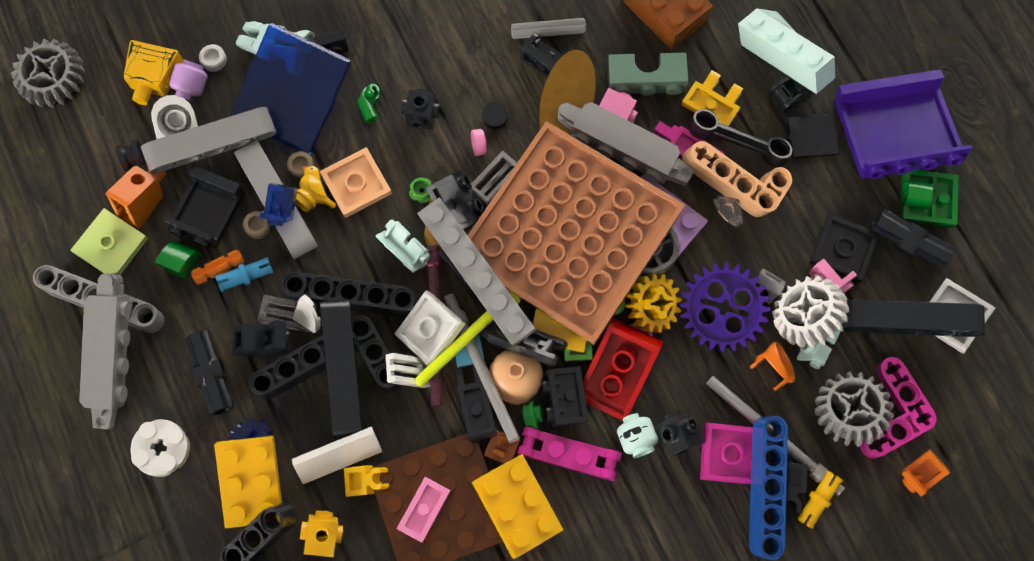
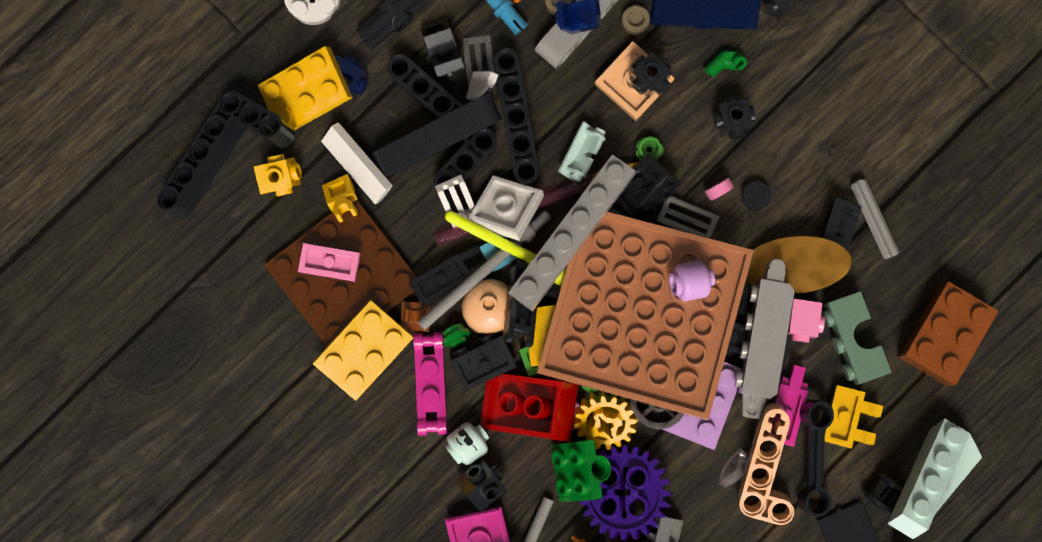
camera: 75 degrees right, 10 degrees up
(312, 190) = (611, 41): yellow animal -> none
(357, 162) = (649, 84): none -> black brick
(556, 178) = (691, 280): none -> lavender head
(693, 340) = (579, 471): none -> green plate

